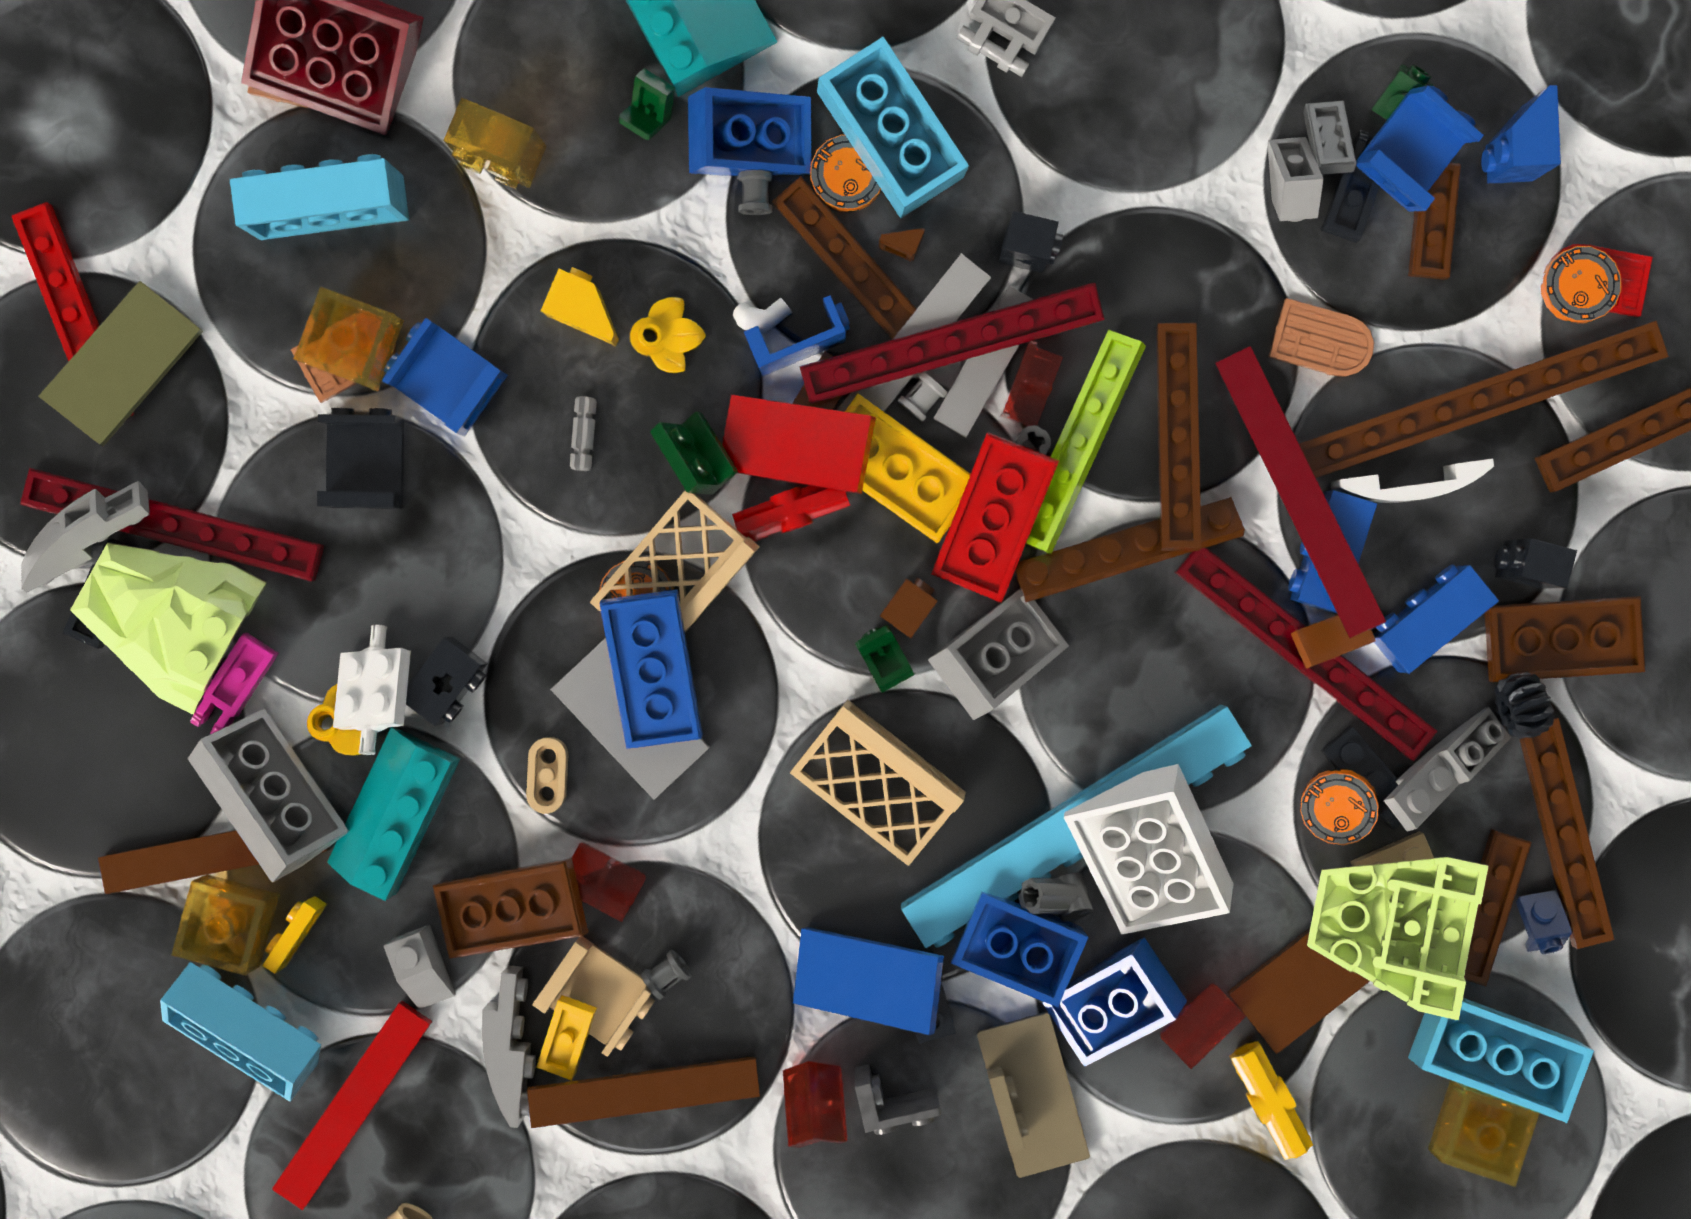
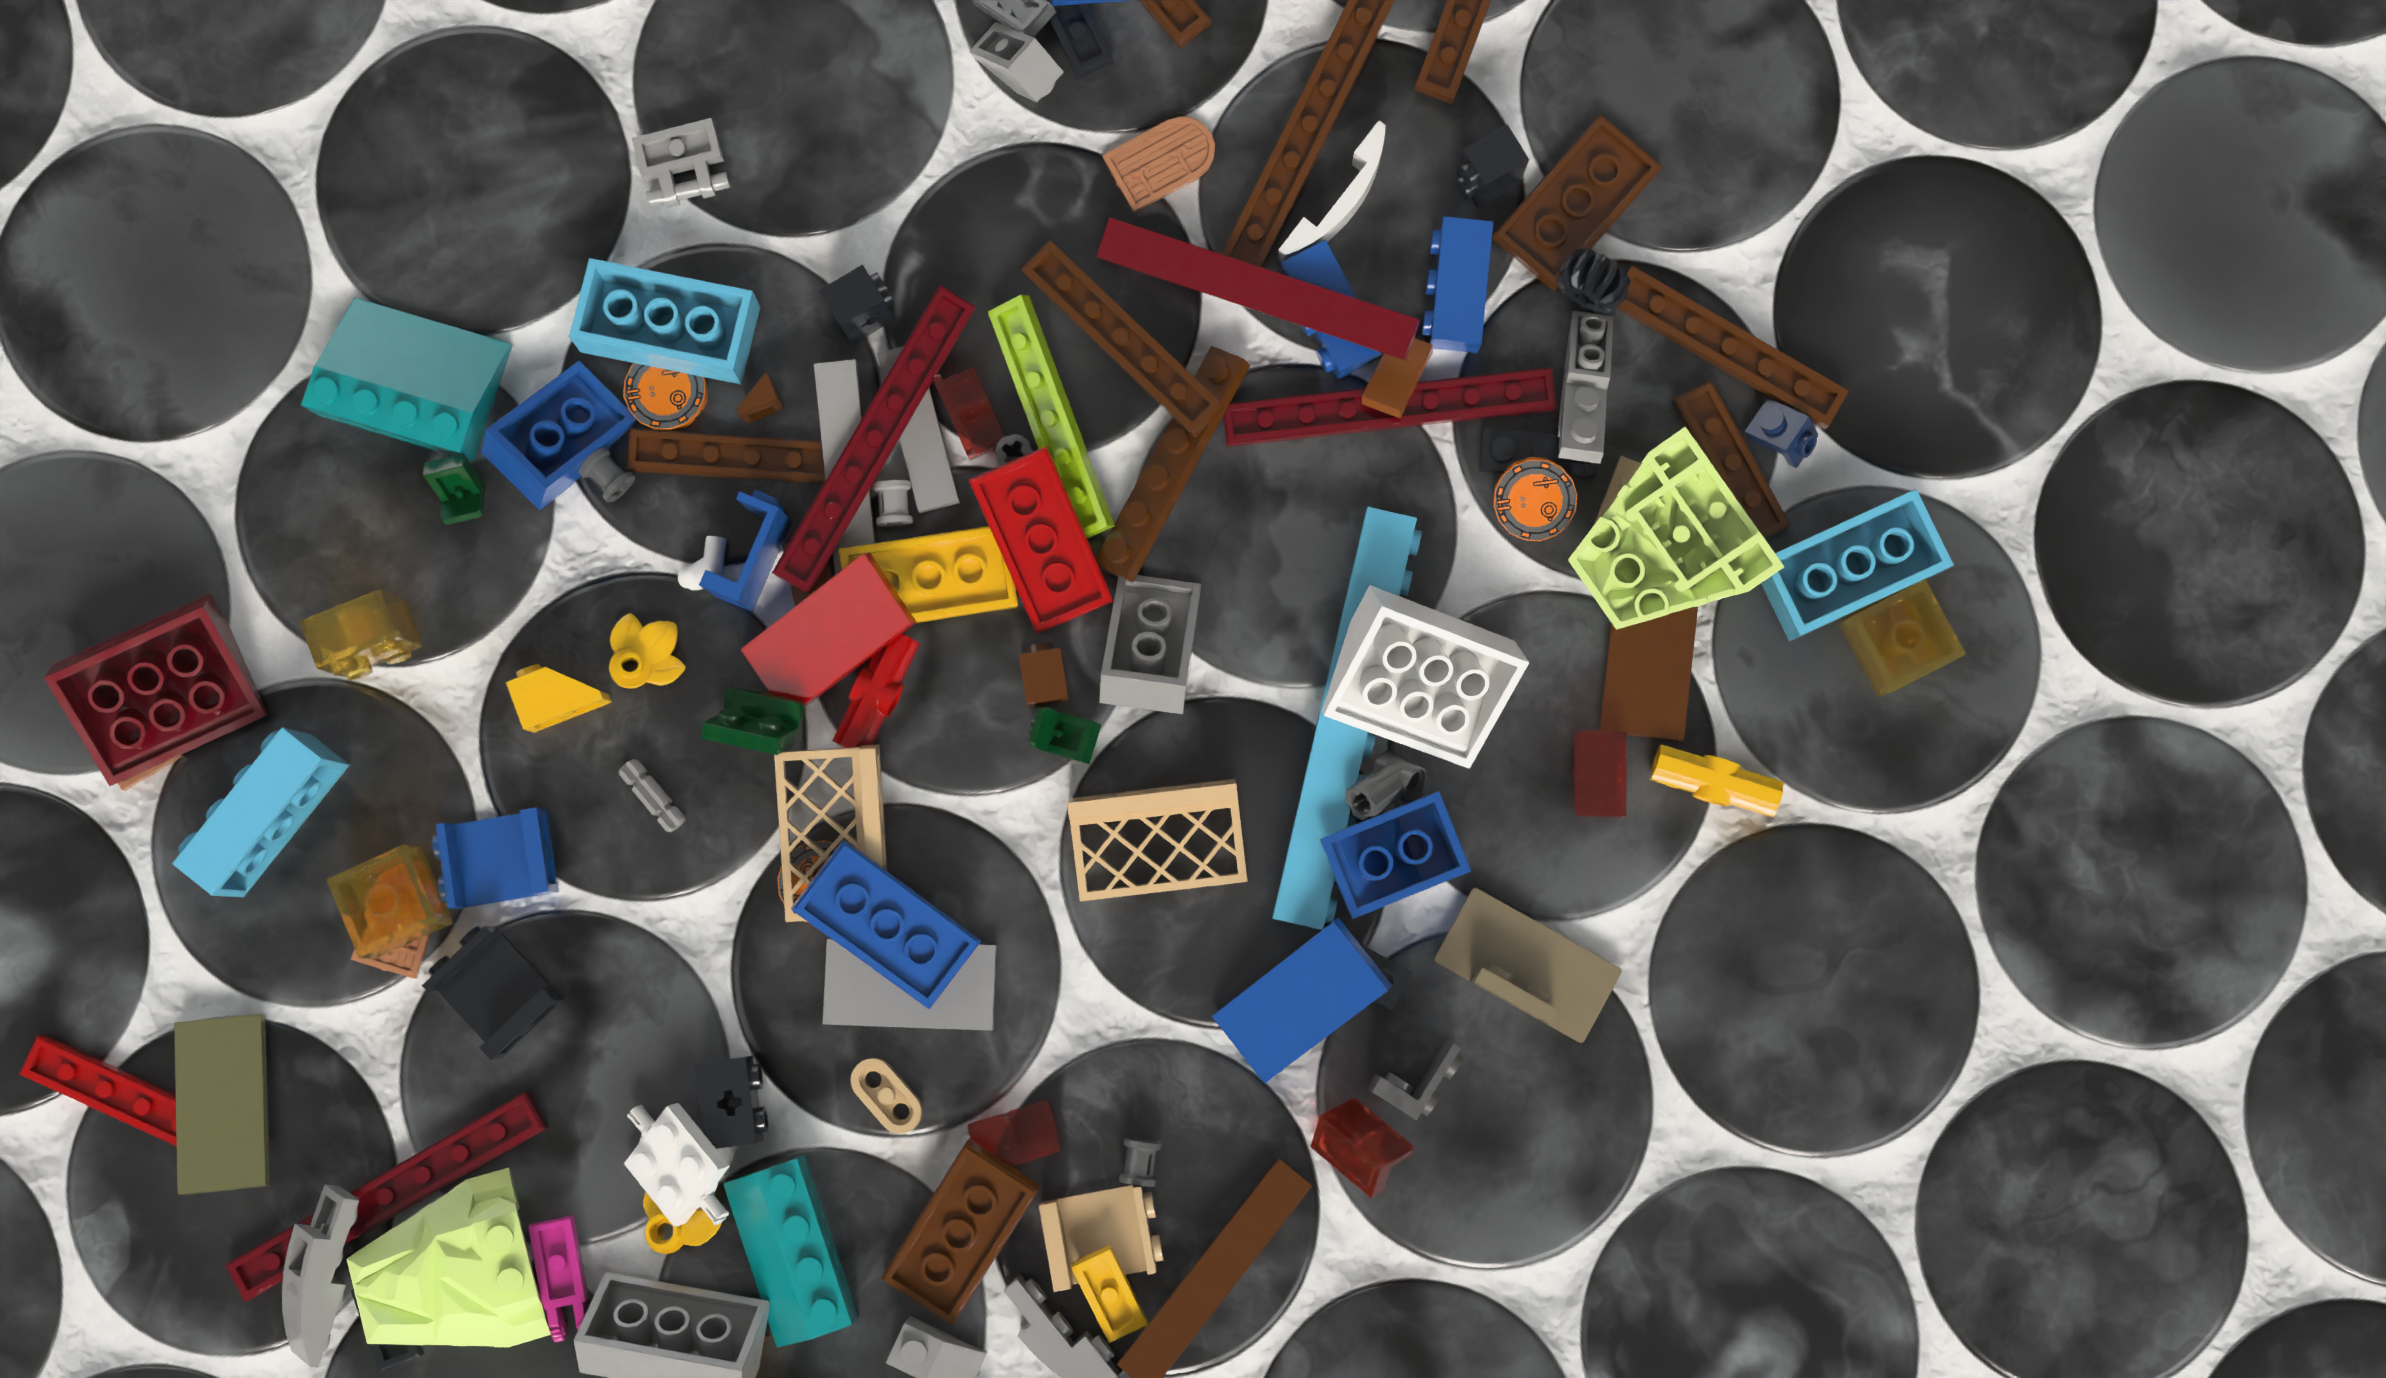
camera: 40 degrees left, 5 degrees down
(1117, 1002) = (1517, 826): blue slope -> none

